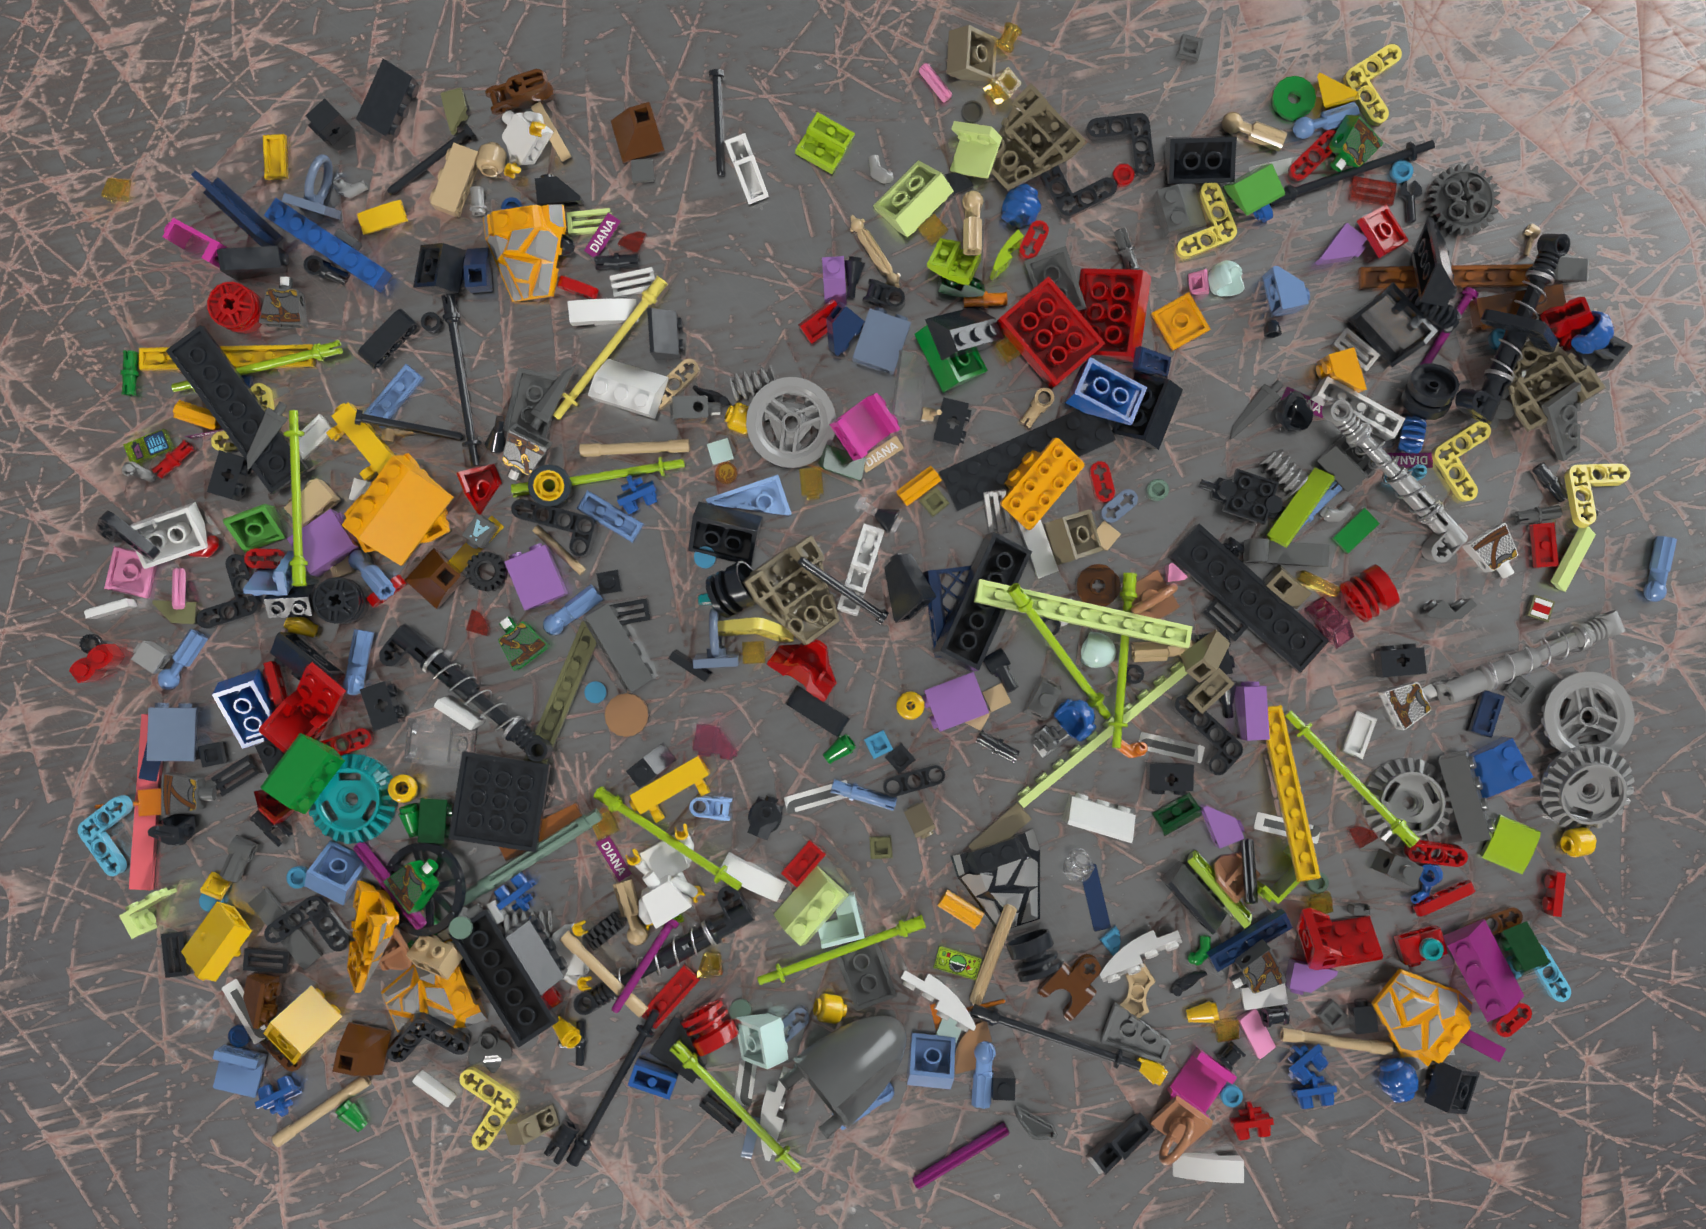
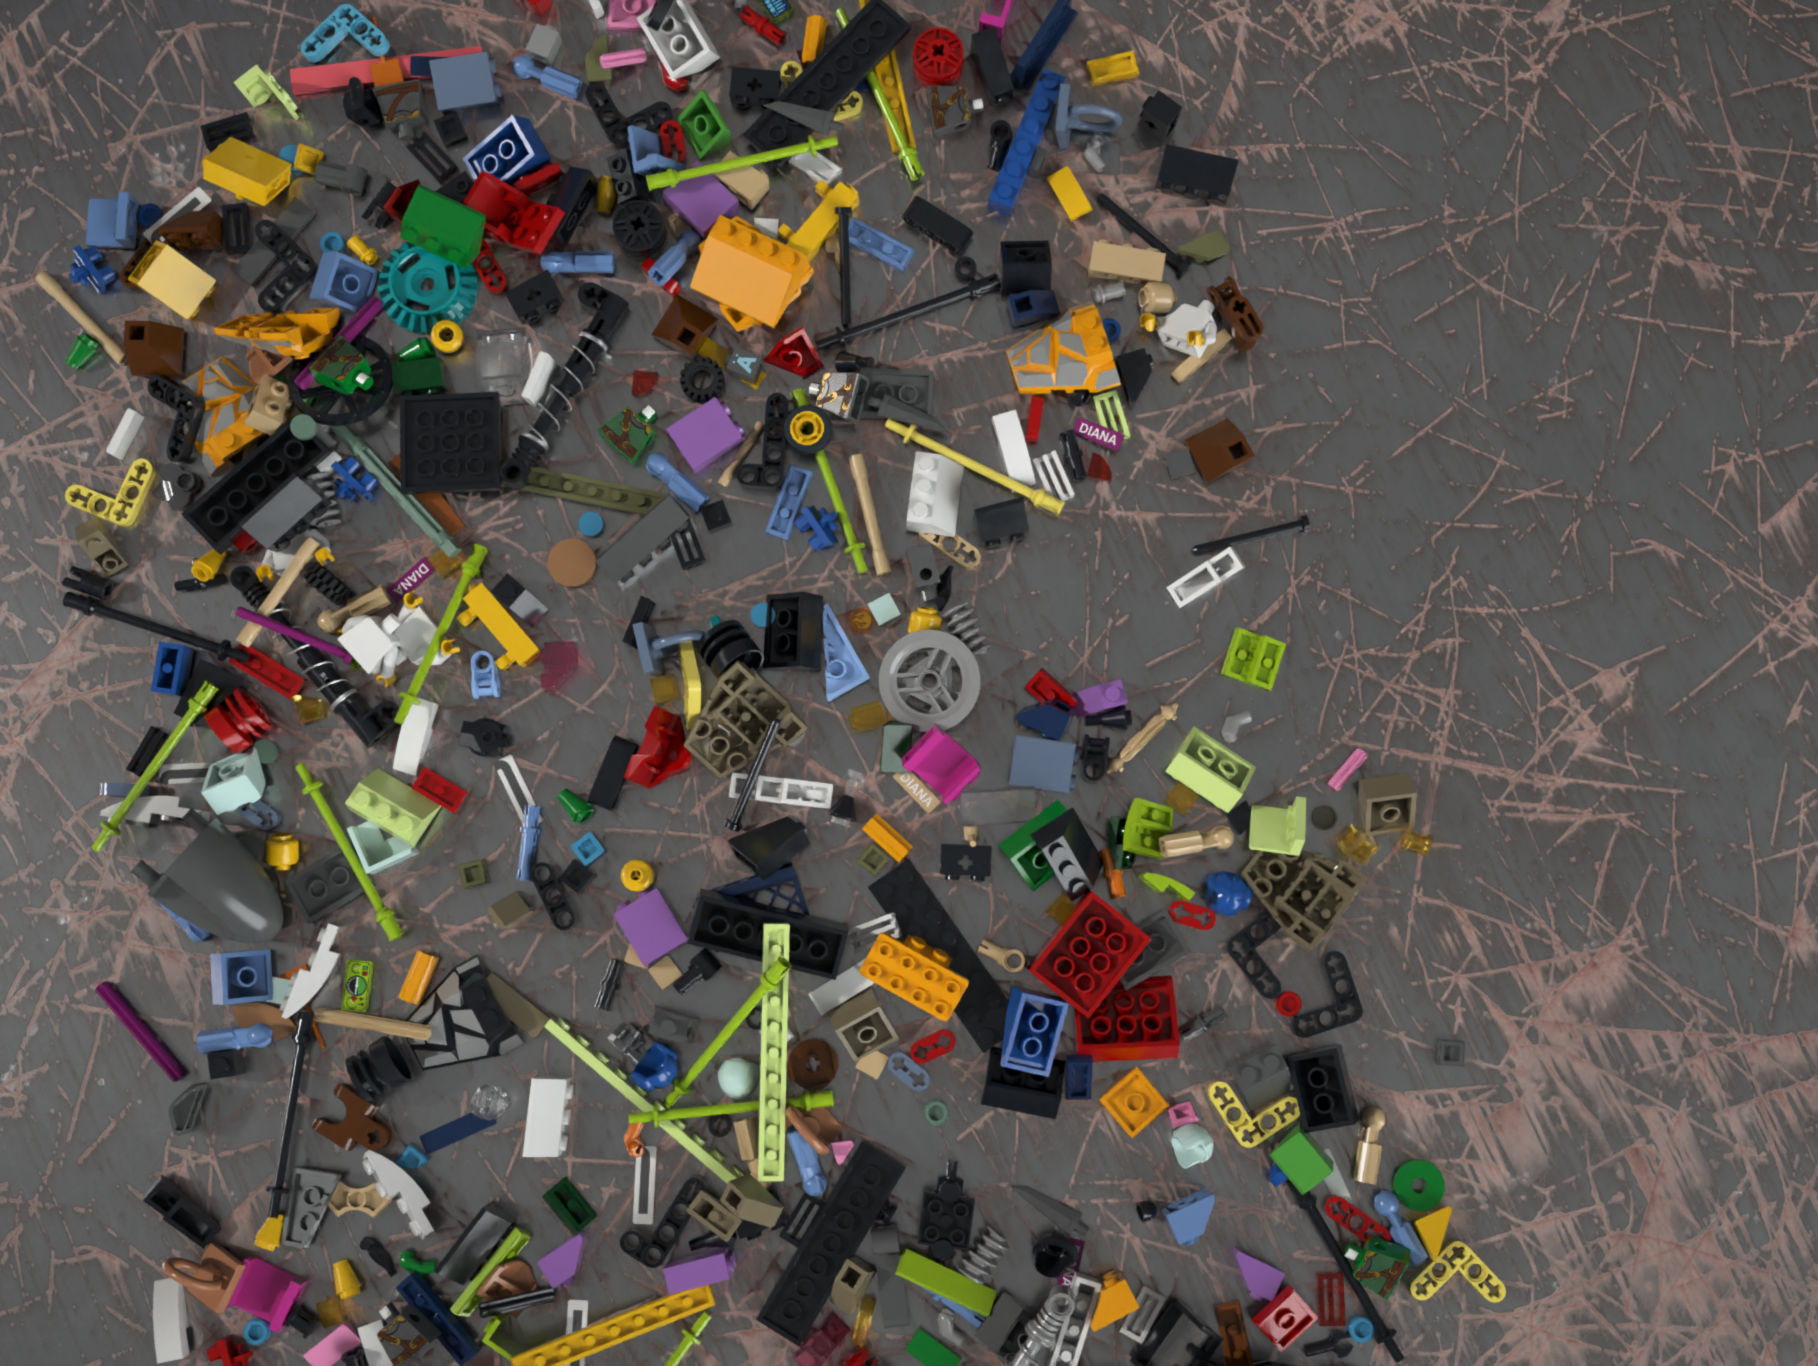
camera: 80 degrees right, 5 degrees down
(310, 850) = (361, 249): none -> yellow pin
(1177, 605) = (806, 1160): none -> medium blue piece
(1182, 773) = (614, 1175): black brick -> none

